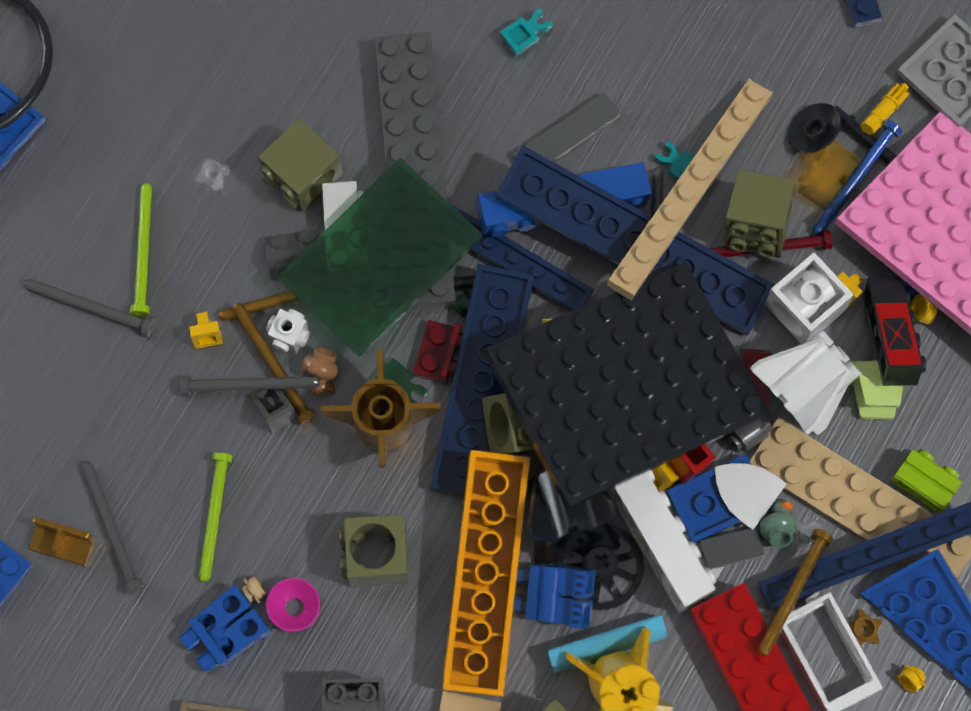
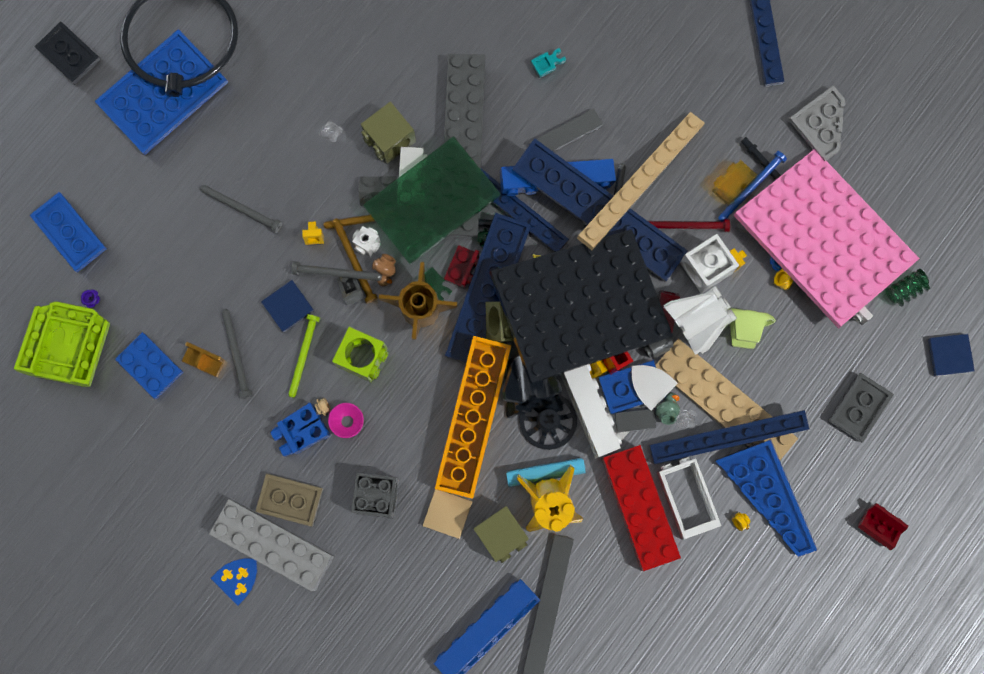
camera: 10 degrees right, 5 degrees up
(140, 308) = (273, 214): lime bar -> none
(180, 444) = (287, 306): none -> dark blue tile
(290, 479) = (356, 338): none -> lime brick
(393, 530) = (414, 406): olive brick -> none
(545, 597) = (517, 436): blue hips -> none
(675, 161) = (635, 161): teal plate -> none
(759, 213) = (684, 202): olive brick -> none
(814, 127) = (729, 150): black dish -> none
(820, 539) = (694, 423): pearl gold bar -> none
(872, 626) = (719, 484): pearl gold plate -> none
(887, 105) = (780, 140): yellow piece -> none
(893, 331) = (762, 292): black brick -> none
(927, 480) = (770, 393): lime brick -> none

